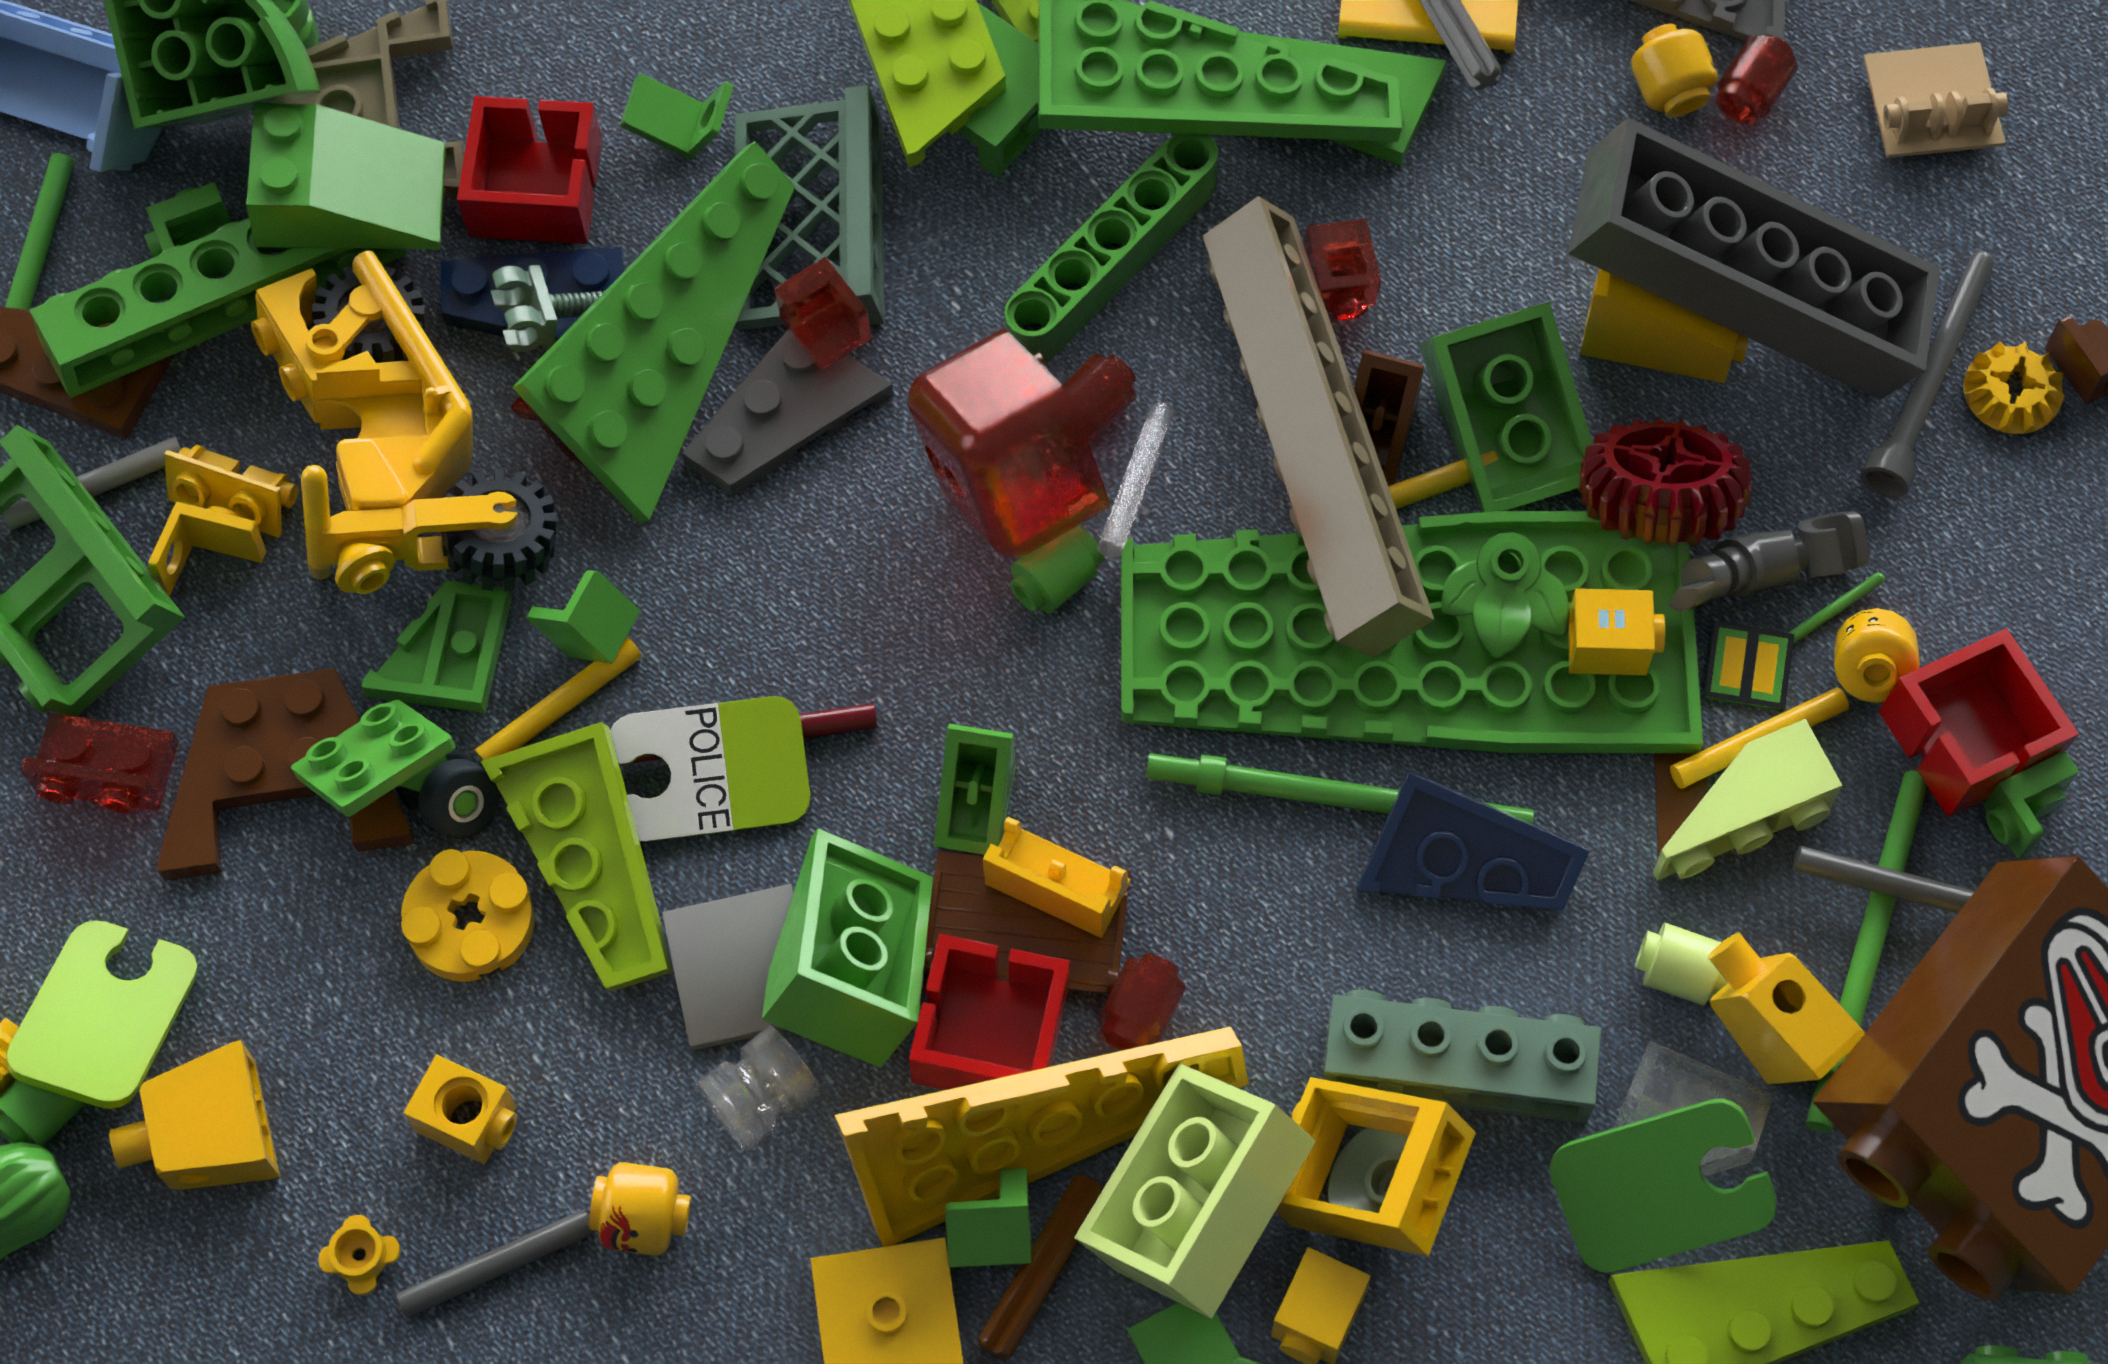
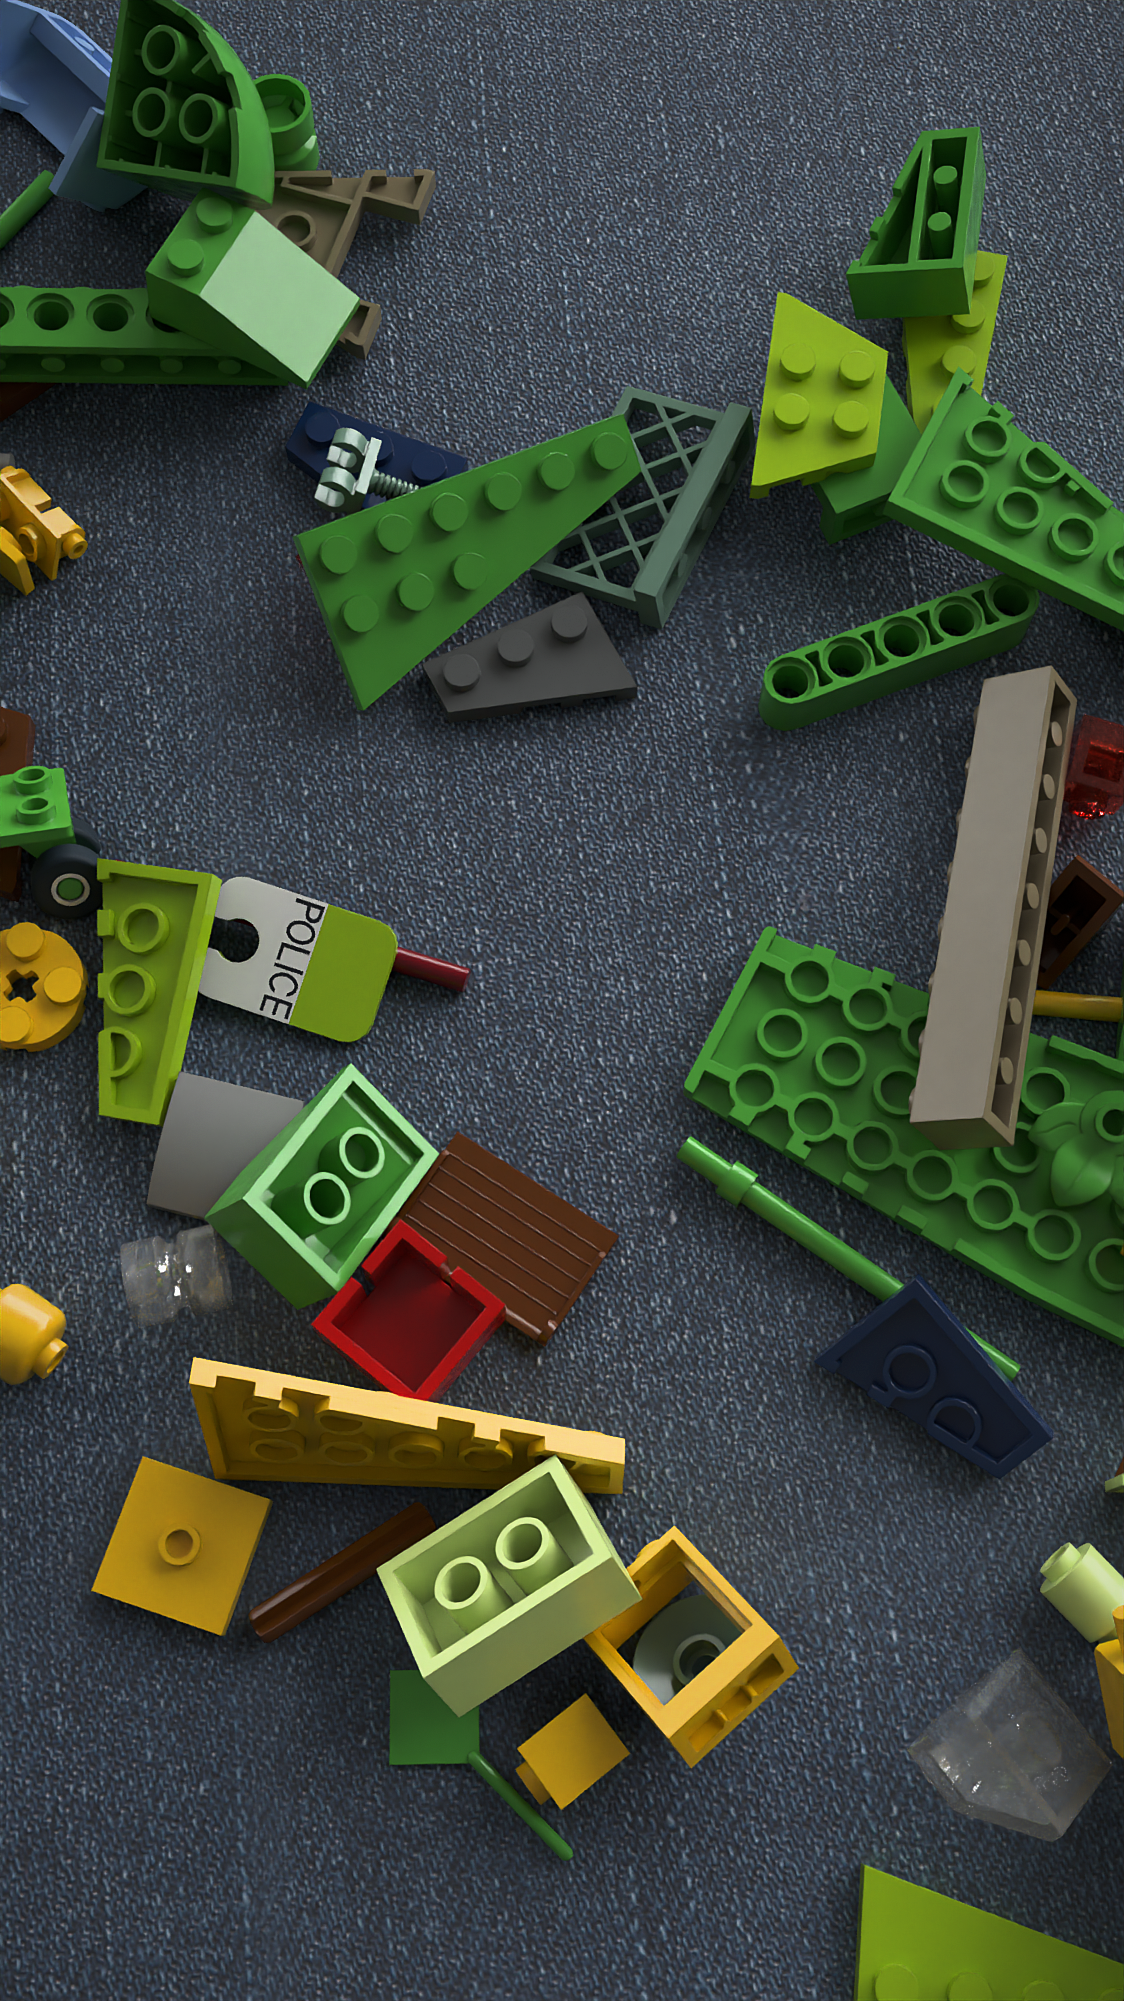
camera: 25 degrees right, 5 degrees up
(185, 218) = (112, 267): bright green bracket -> none
(380, 372) = (189, 463): yellow piece -> none
(447, 652) = (131, 745): bright green wing -> none
(526, 186) = (407, 362): red piece -> none
(558, 703) = (202, 836): yellow bar -> none
(592, 622) = (260, 776): bright green panel -> none
(674, 118) = (569, 362): bright green bracket -> none
(823, 313) = (603, 594): clear red panel -> none
(974, 788) = (513, 1095): bright green slope -> none
(991, 1229) = (311, 1522): bright green panel -> none
(1007, 445) = (700, 790): clear red piece -> none
(1054, 879) = (543, 1211): yellow hinge -> none
(1056, 571) = (694, 923): bright green brick -> none
(1101, 392) = (808, 782): clear red brick -> none
(1135, 480) = (807, 877): clear bar -> none
(1141, 1002) = (559, 1370): clear red brick -> none
(1465, 1057) = (831, 1576): sand green brick -> none
(1643, 1189) = (938, 1811): bright green piece -> none

